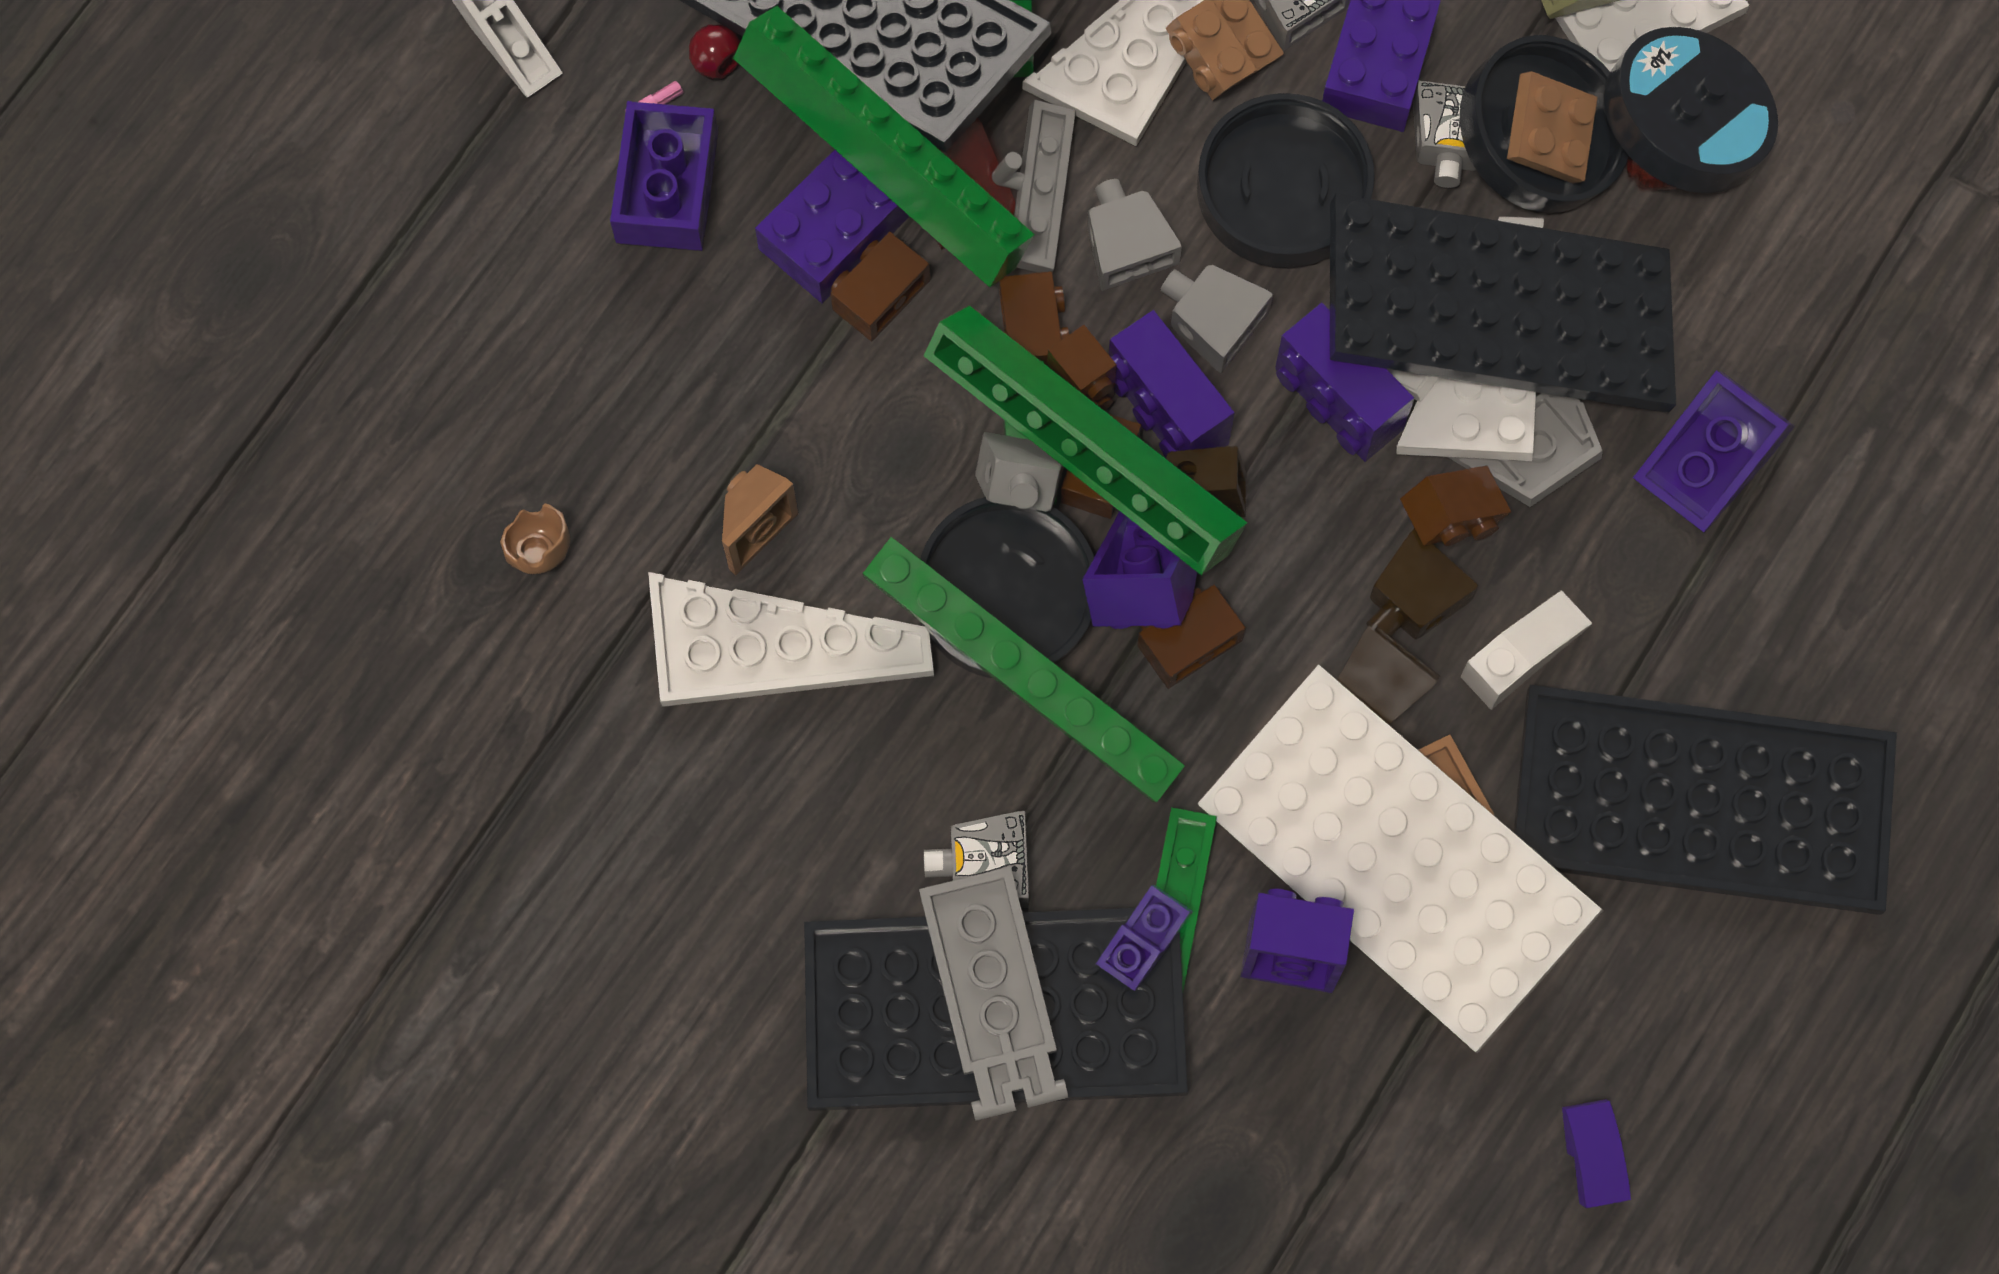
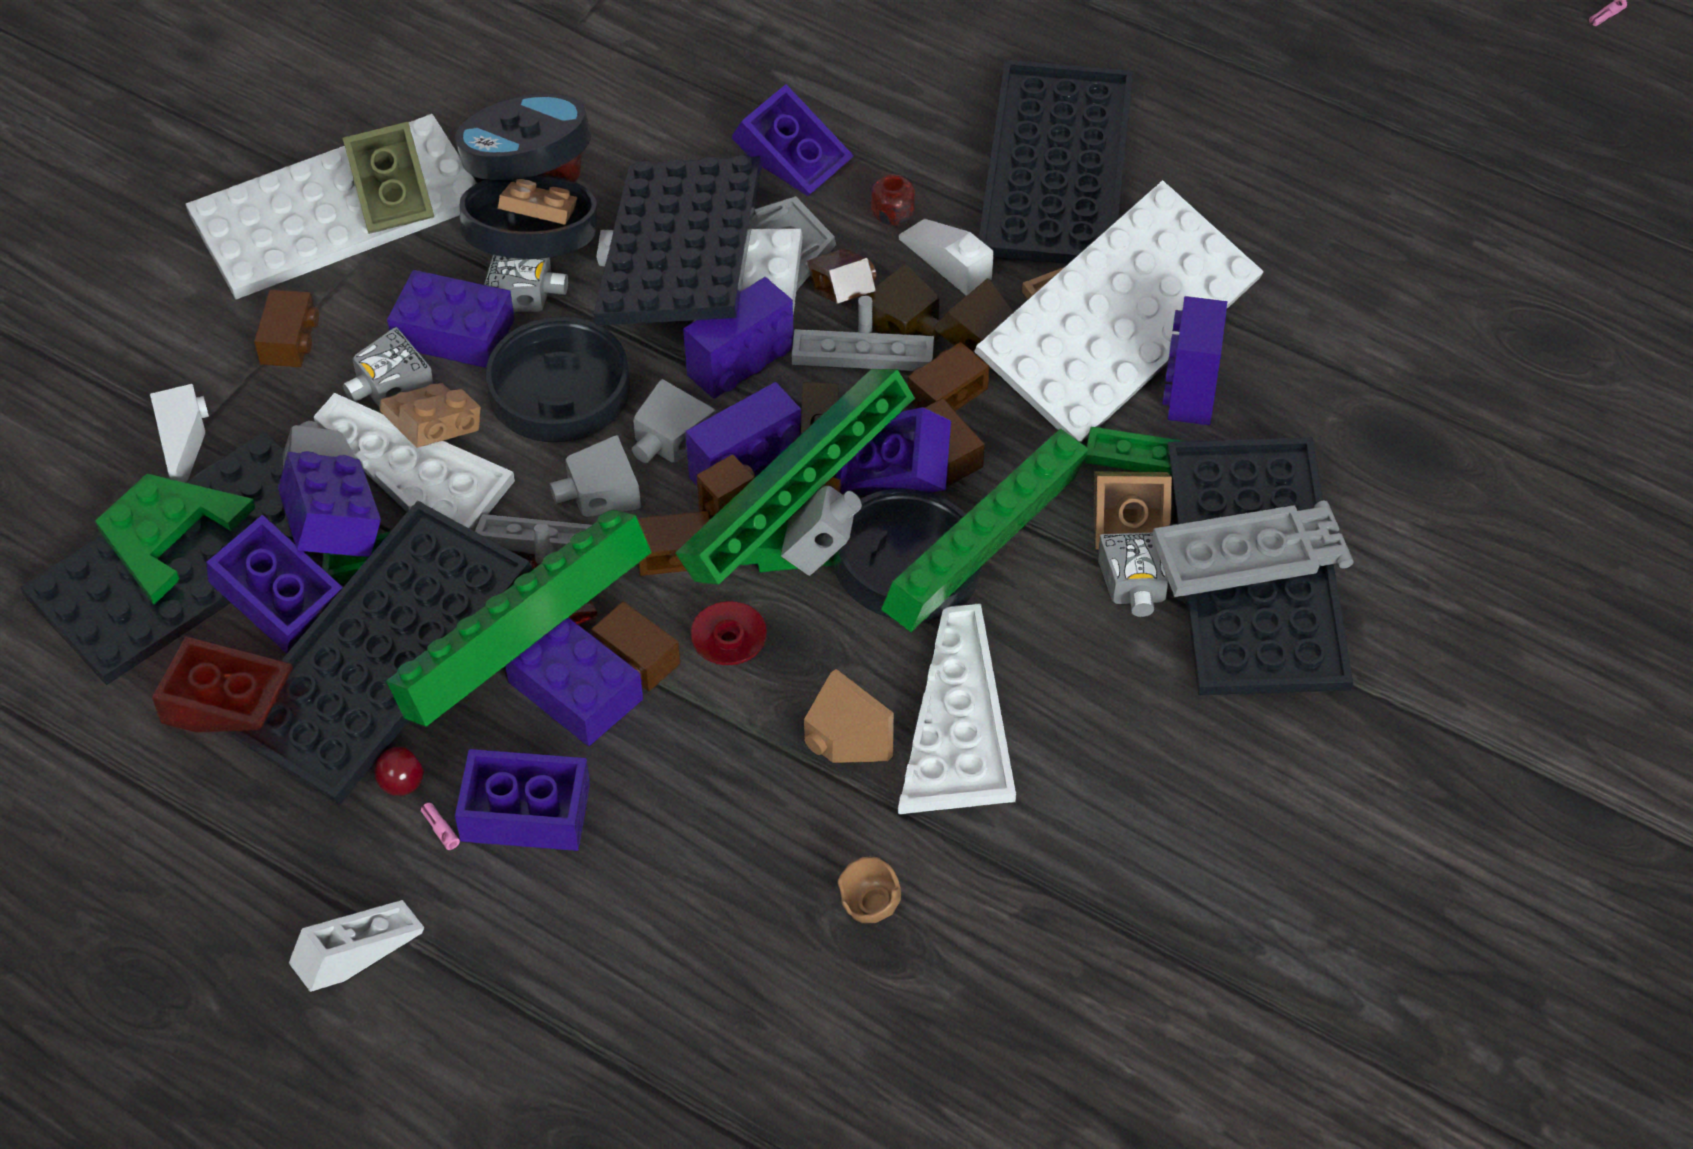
camera: 90 degrees left, 20 degrees down
(896, 367) = (724, 622): none -> dark red dish
(1083, 859) = (1131, 502): none -> medium nougat slope
(1144, 937) = (1203, 462): dark purple slope -> none
(1290, 639) = (953, 376): none -> reddish brown brick
(1350, 540) = (863, 347): none -> light grey plate
(1597, 1152) = (1315, 222): dark purple slope -> none
(1606, 575) = (893, 199): none -> clear red head

